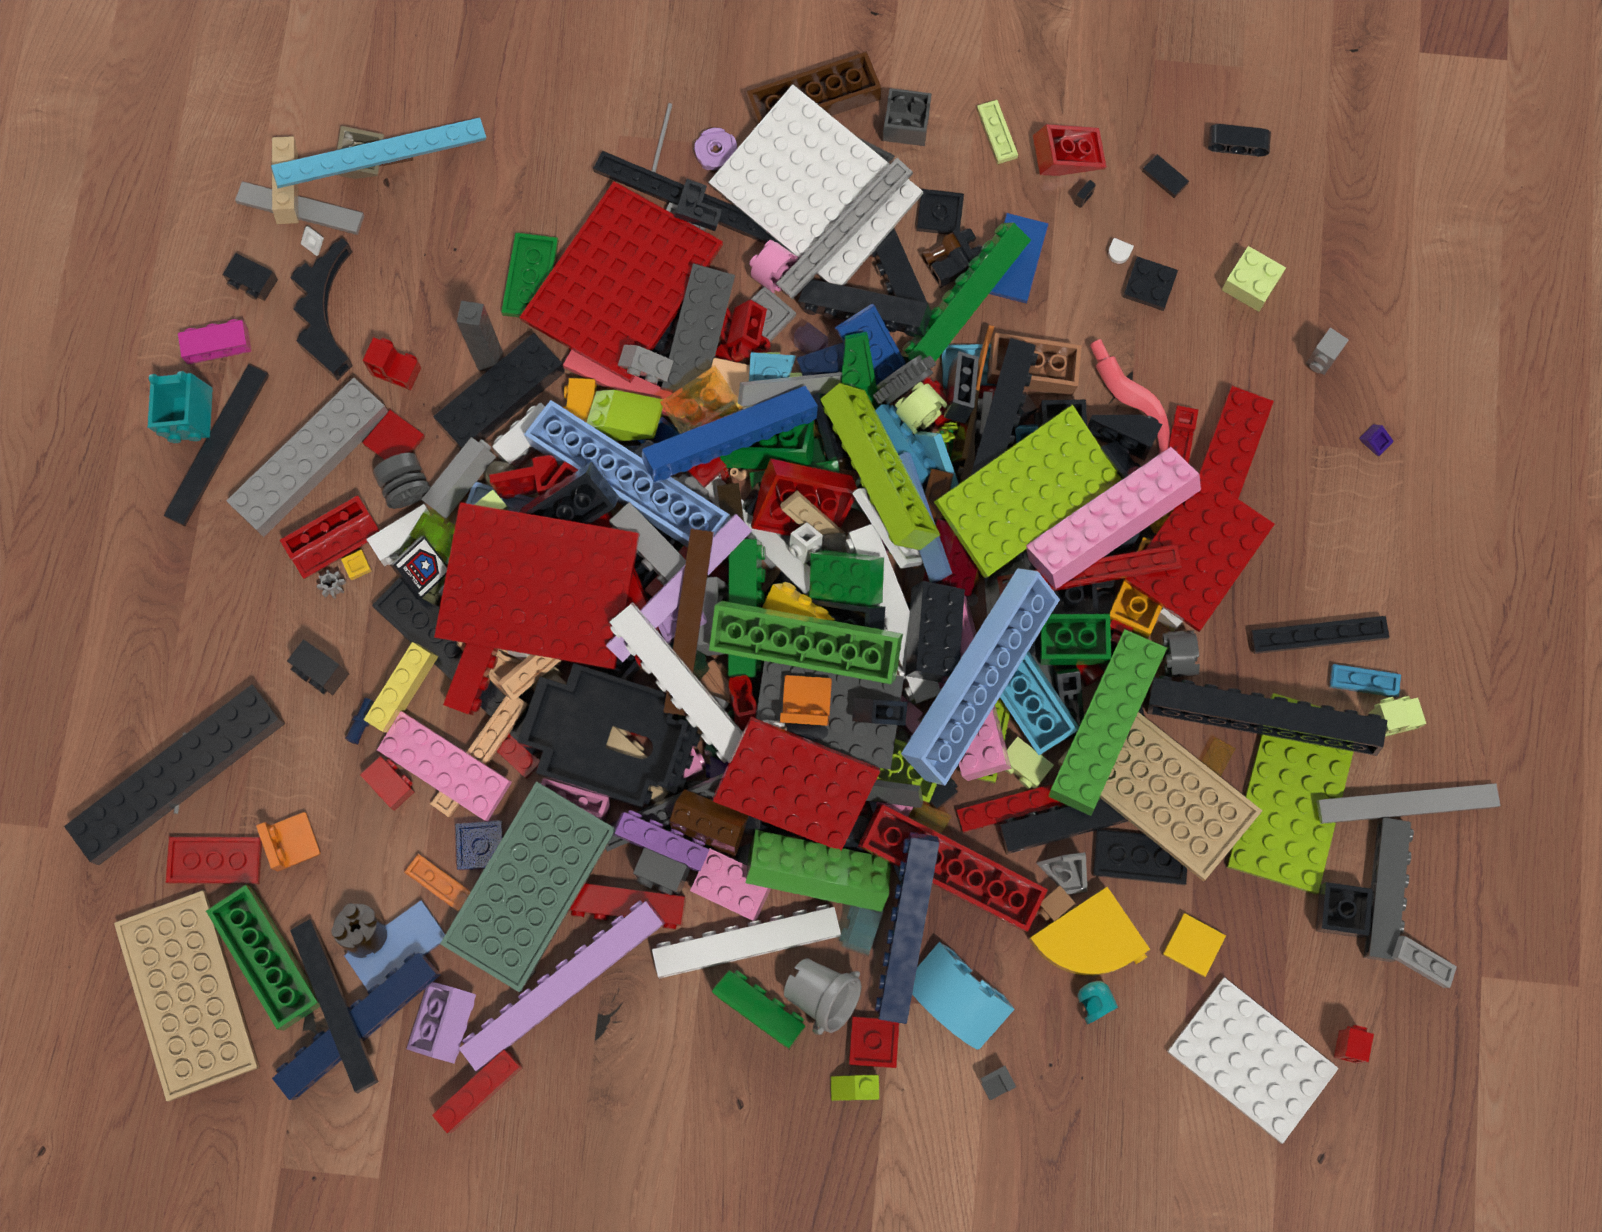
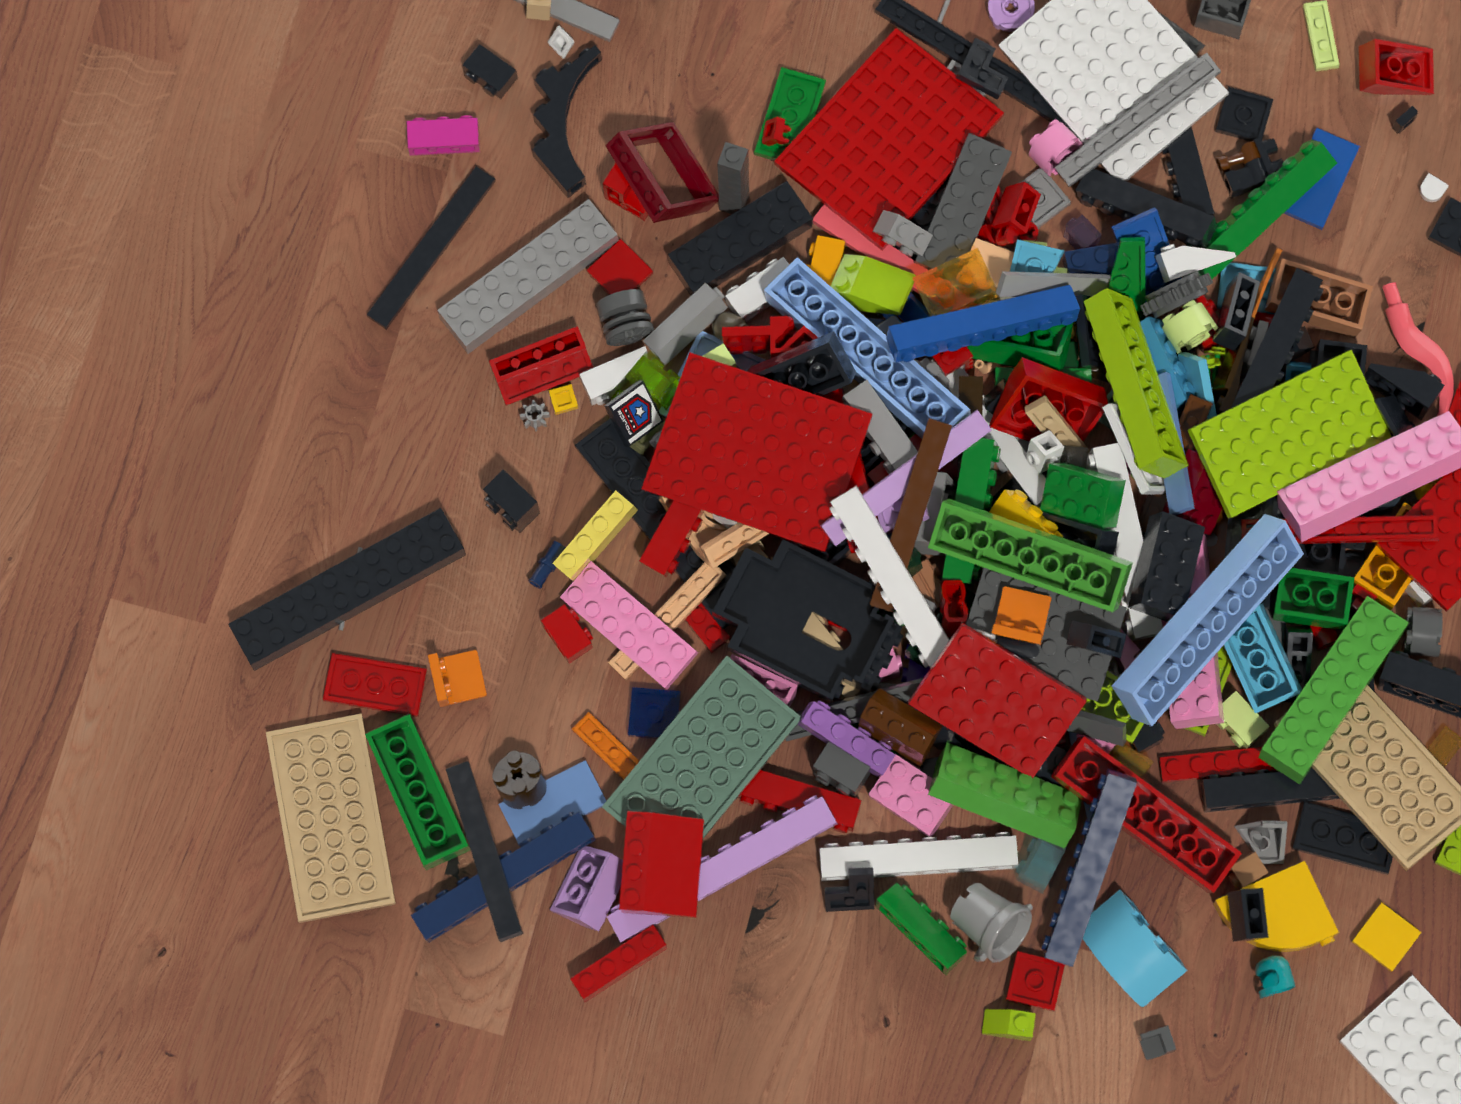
camera: 10 degrees right, 0 degrees up
(180, 407) = (400, 202): teal container -> none
(377, 329) = (643, 182): none -> dark red window
(502, 991) = (661, 865): none -> red slope
(516, 289) = (774, 132): none -> red tile
(692, 989) = (856, 896): none -> black plate
(906, 347) = (1185, 260): none -> white slope
(1063, 948) = (1247, 914): none -> black brick

